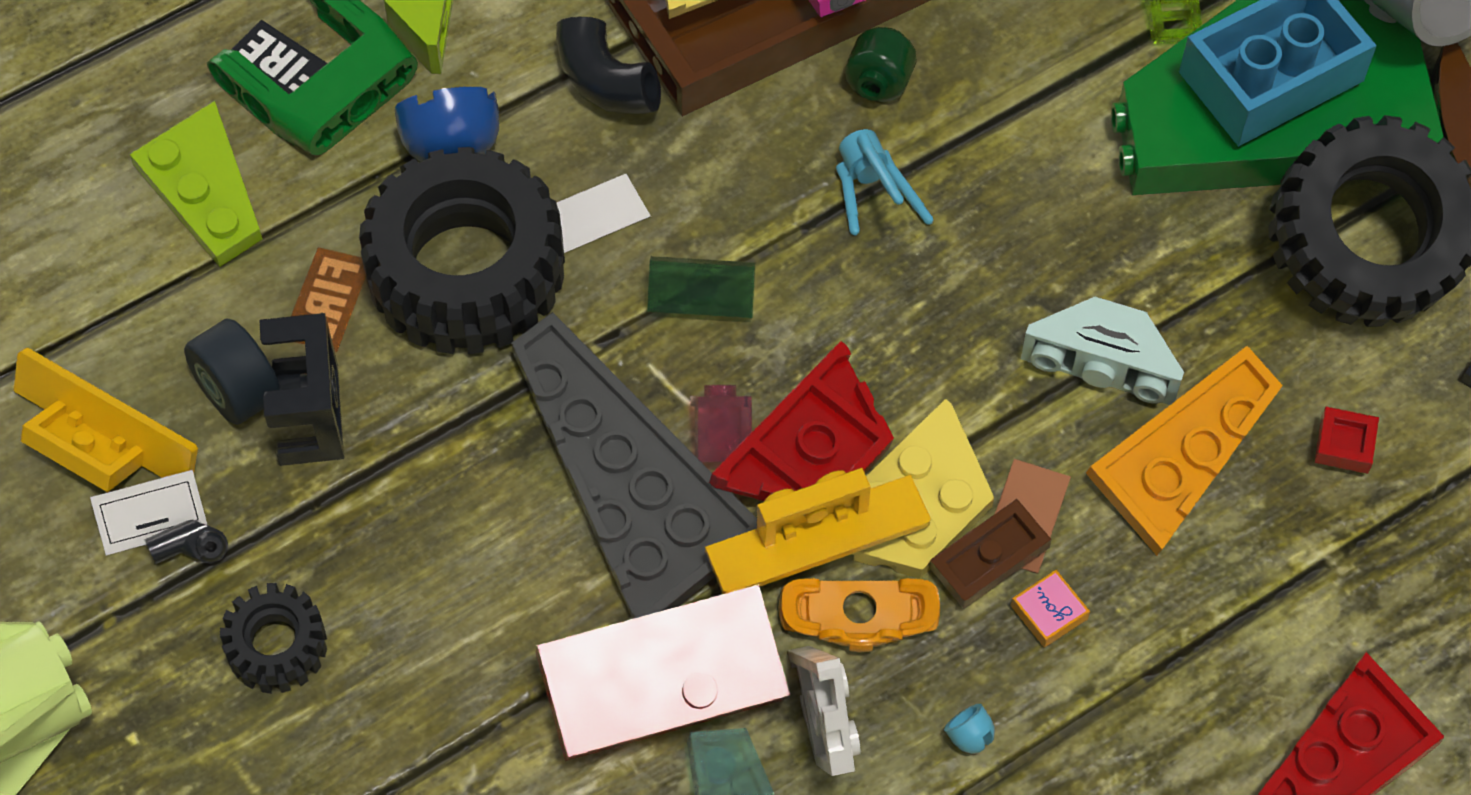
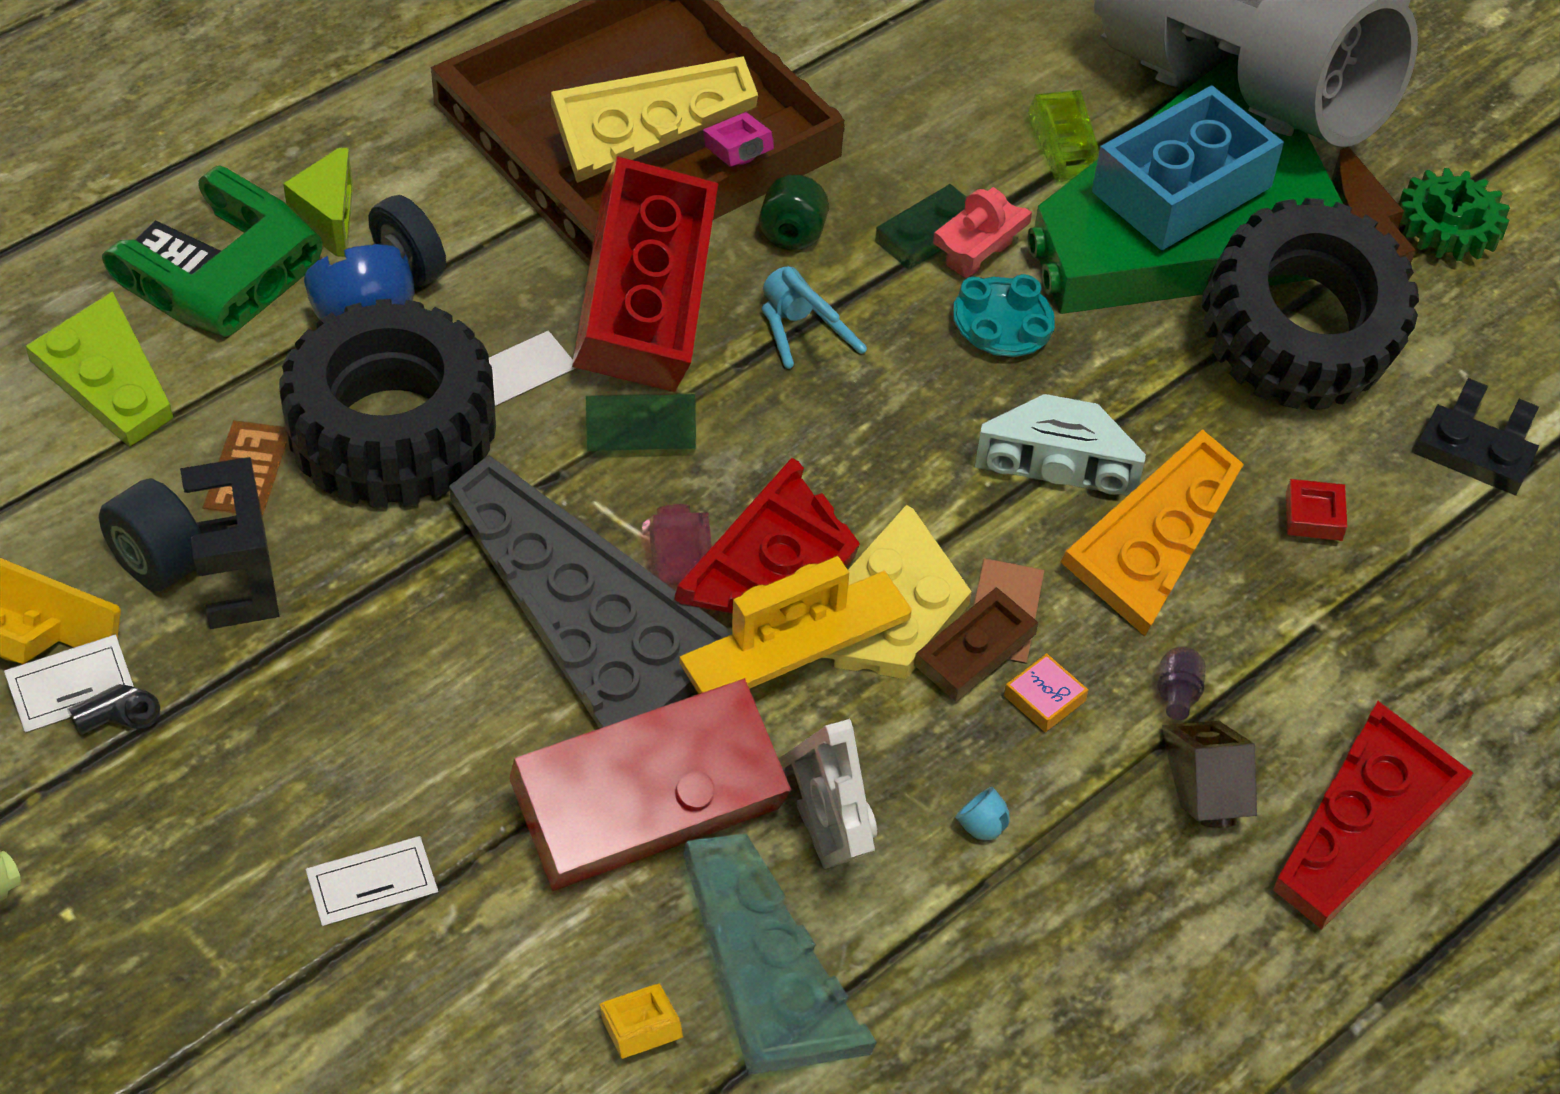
camera: 10 degrees left, 10 degrees down
(268, 608) = (211, 765): black tyre -> none
(403, 734) = (371, 880): none -> white sticker
(498, 70) = (405, 226): none -> black wheel
(601, 77) = (510, 240): black cylinder -> none
(722, 133) = (646, 275): none -> red brick
(901, 610) = (890, 706): light orange piece -> none
(1015, 87) = (911, 232): none -> clear green plate
(1063, 100) = (980, 230): none -> coral hips
(1073, 196) = (1004, 314): none -> teal dish
(1181, 609) = (1181, 680): none -> cylinder
(1192, 707) = (1212, 771): none -> dark brown slope

